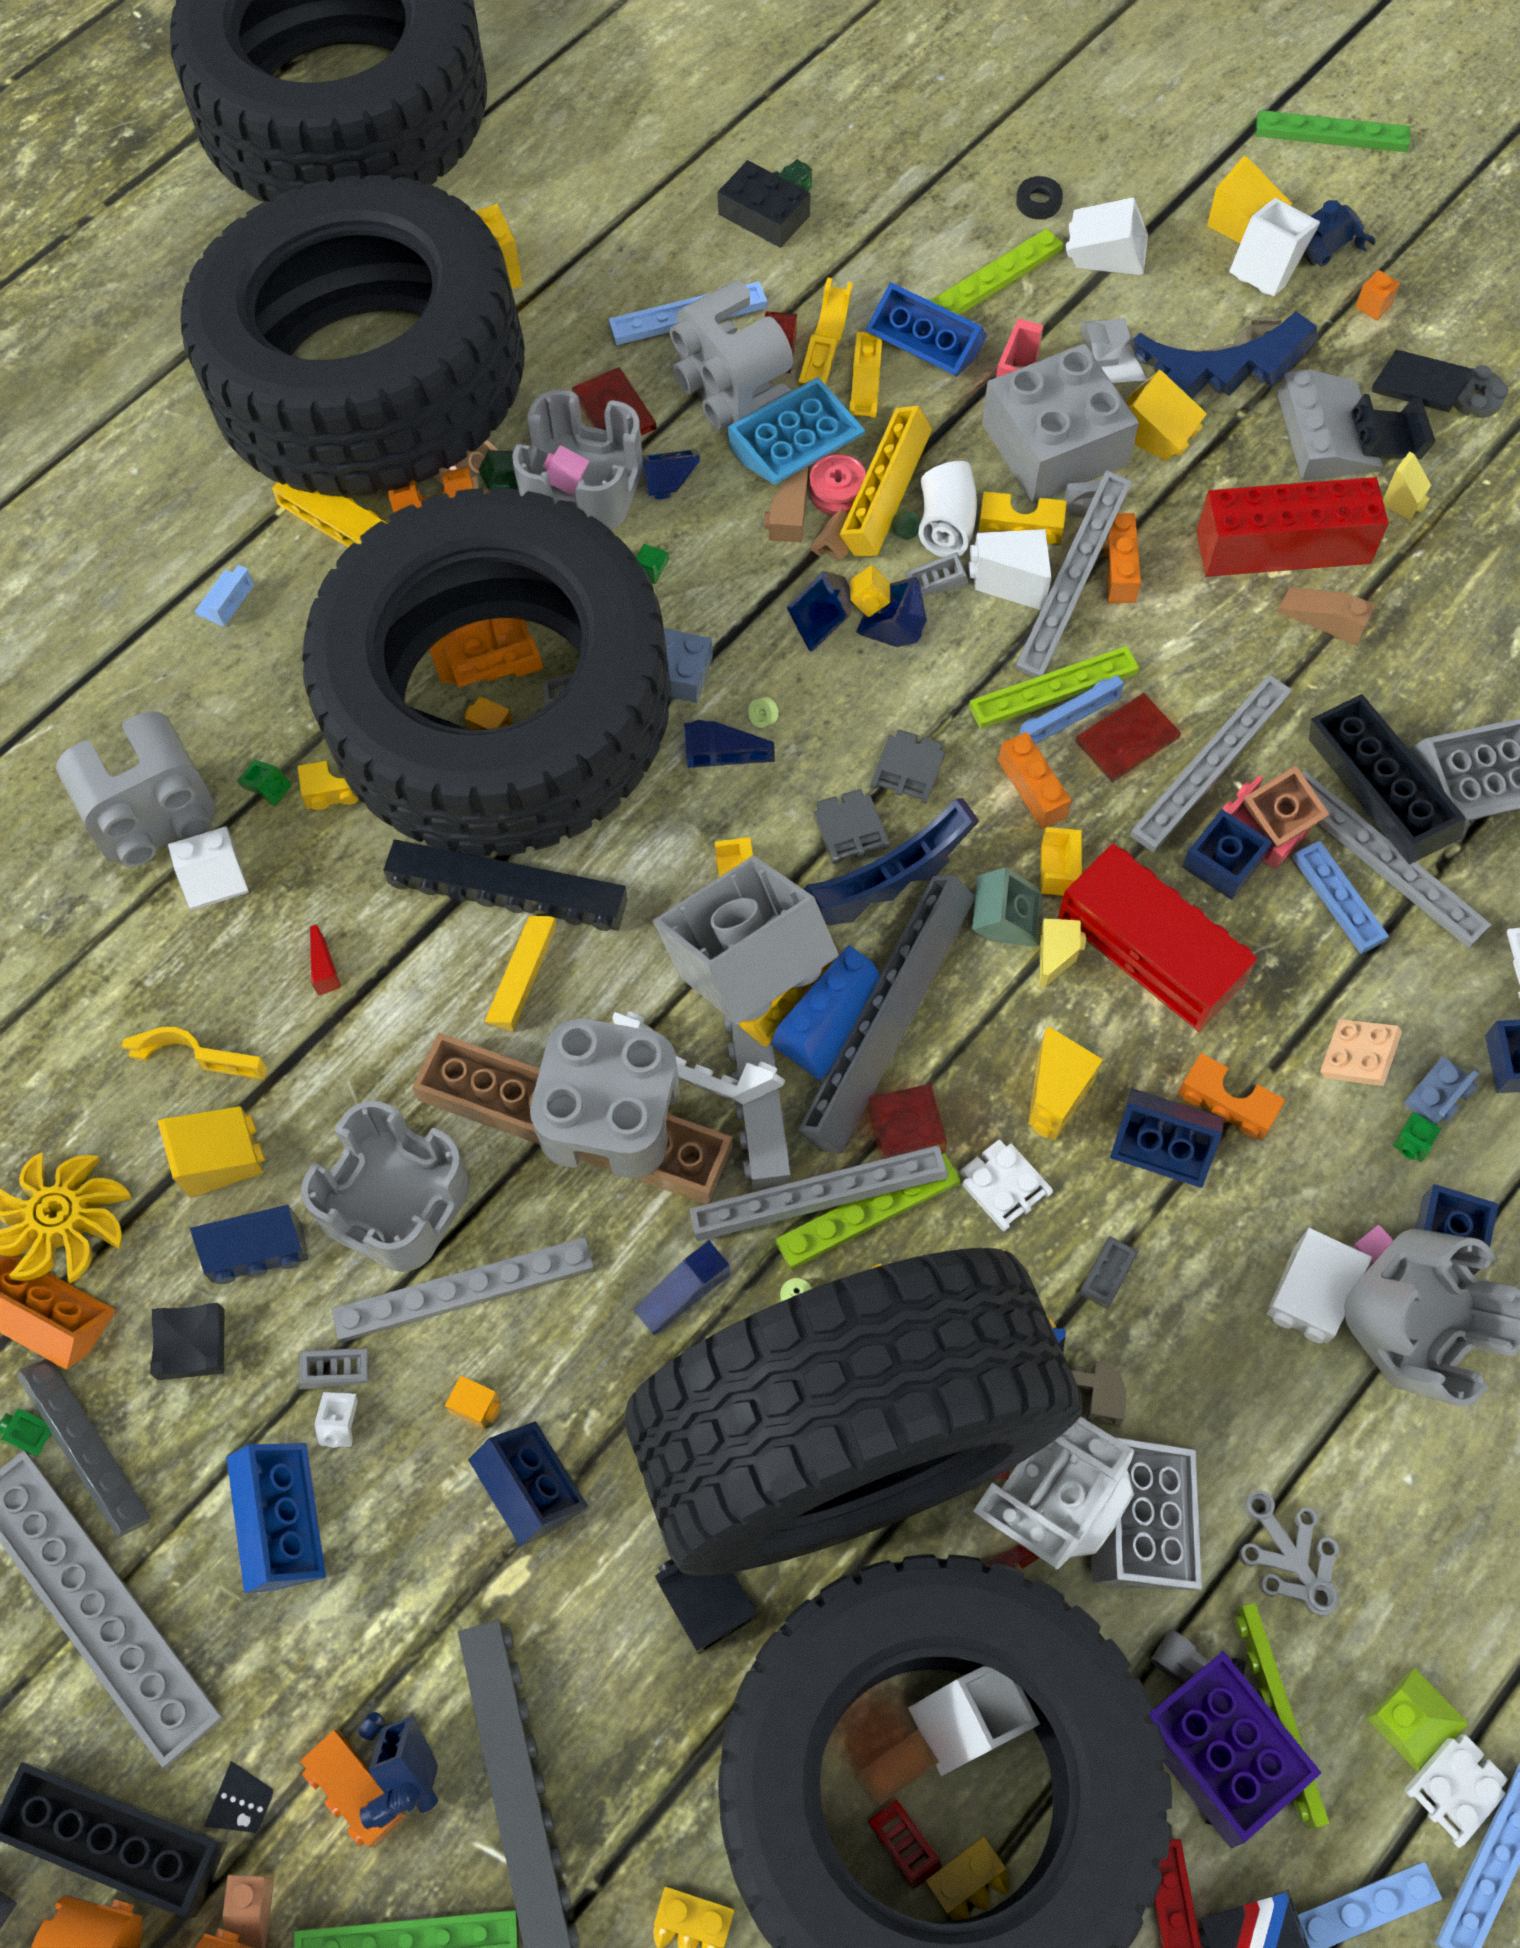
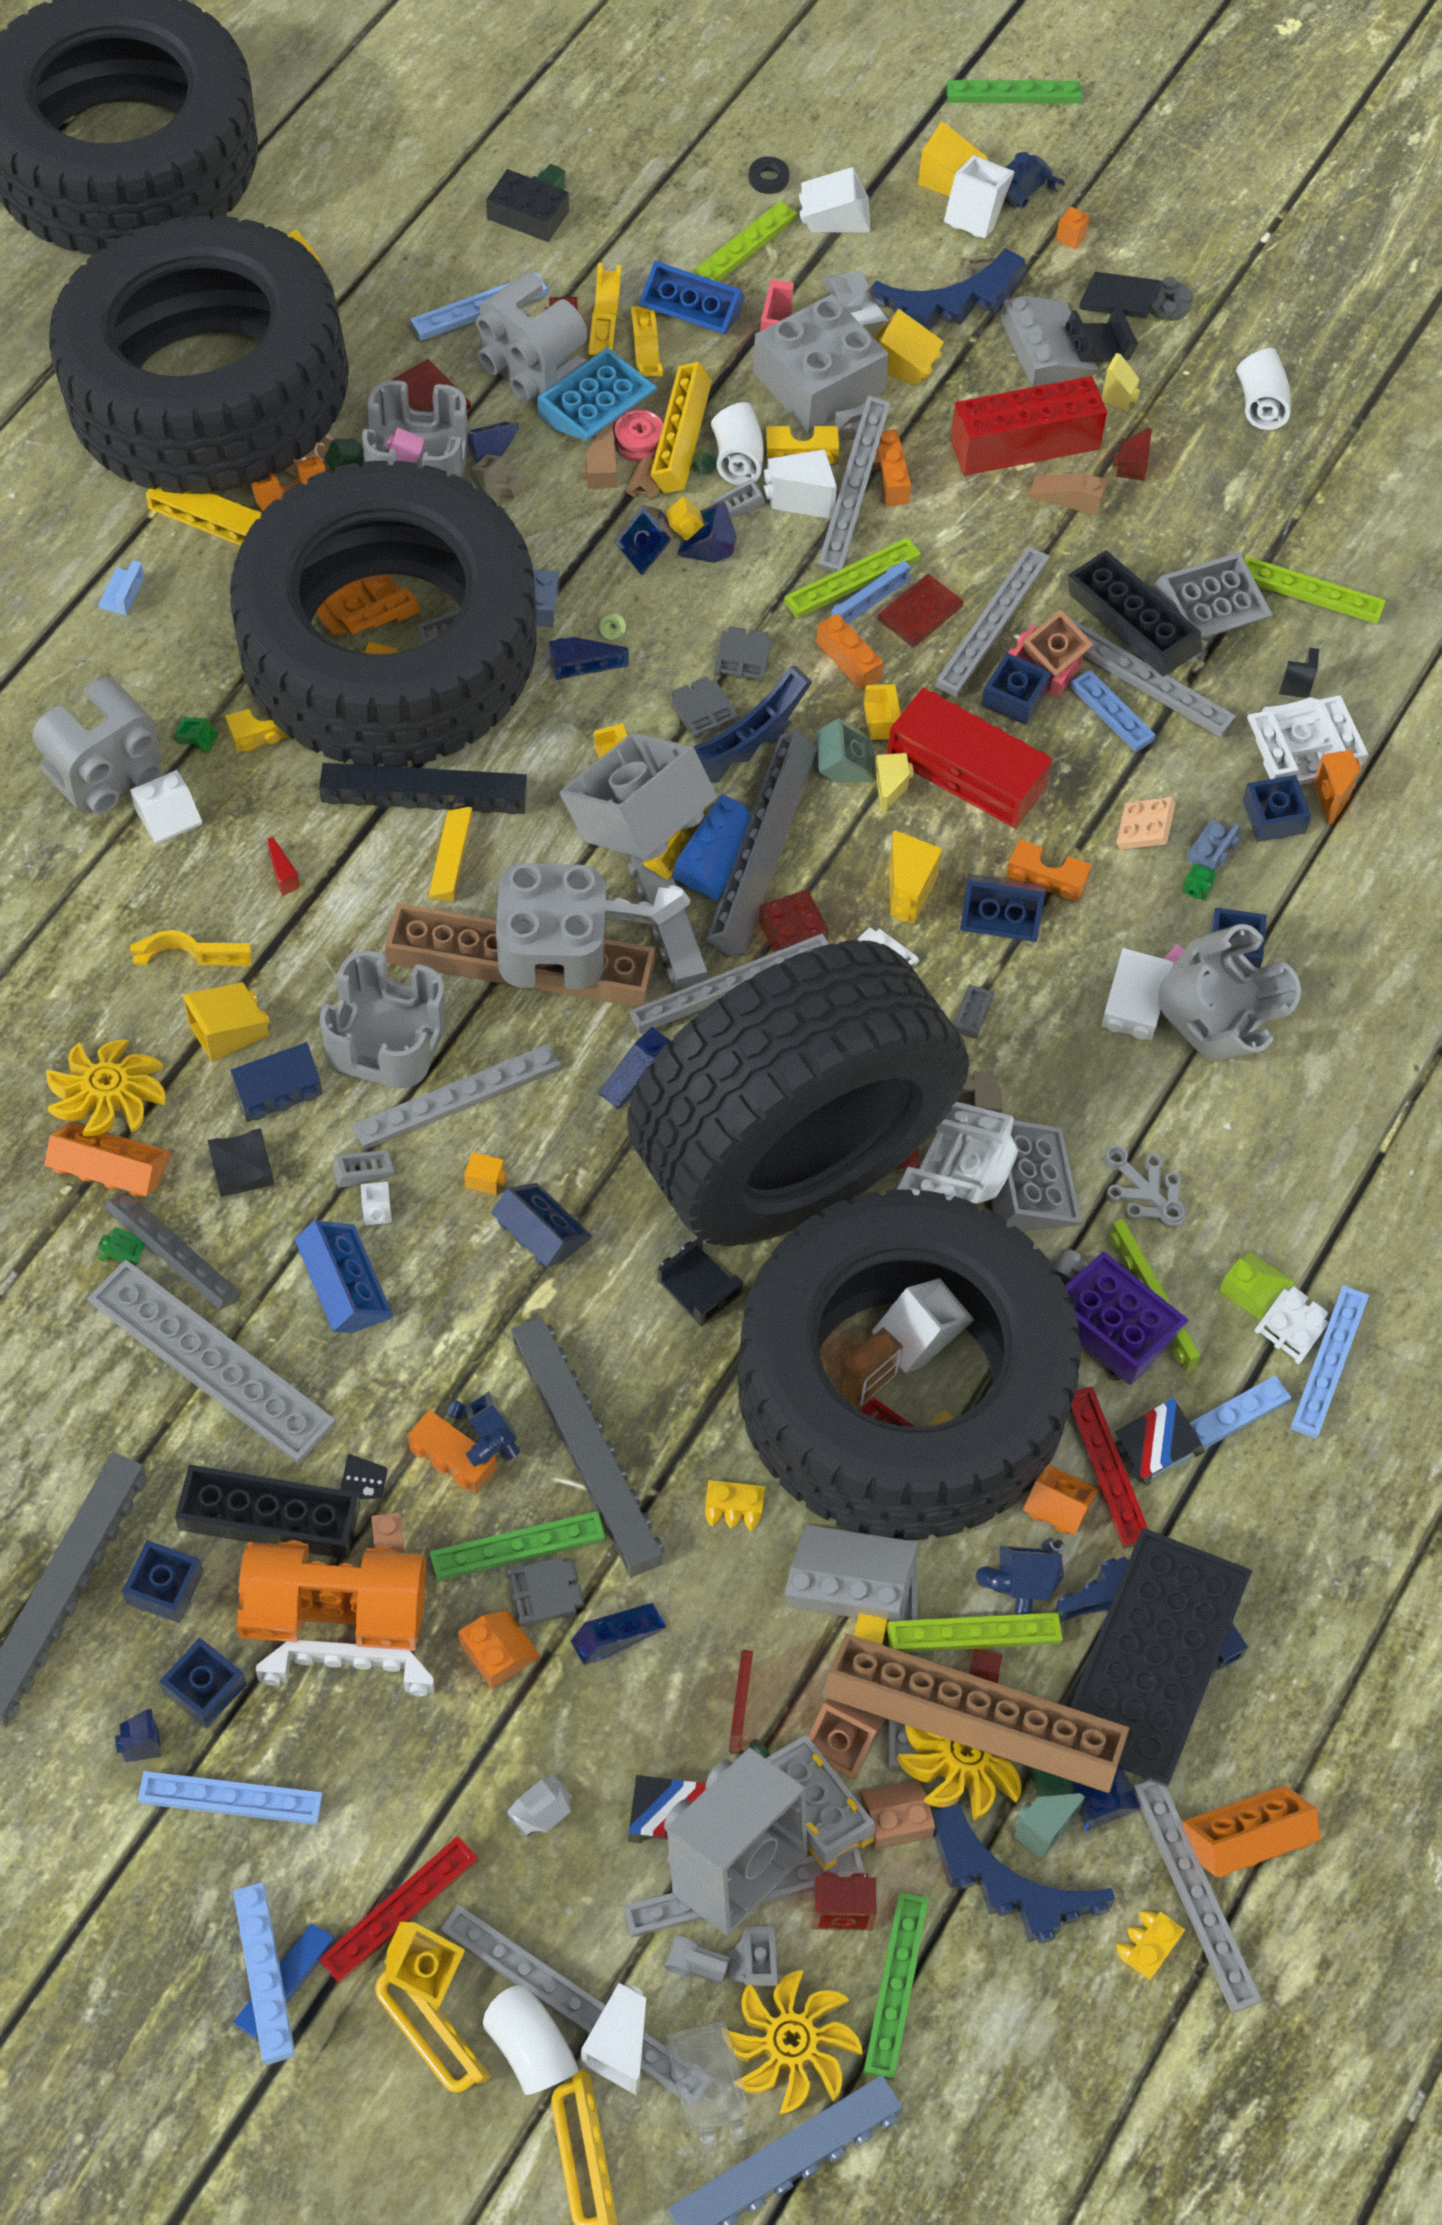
camera: 15 degrees left, 5 degrees down
(666, 516) = (497, 479): none -> dark tan brick
(1411, 578) = (1134, 456): none -> clear red slope

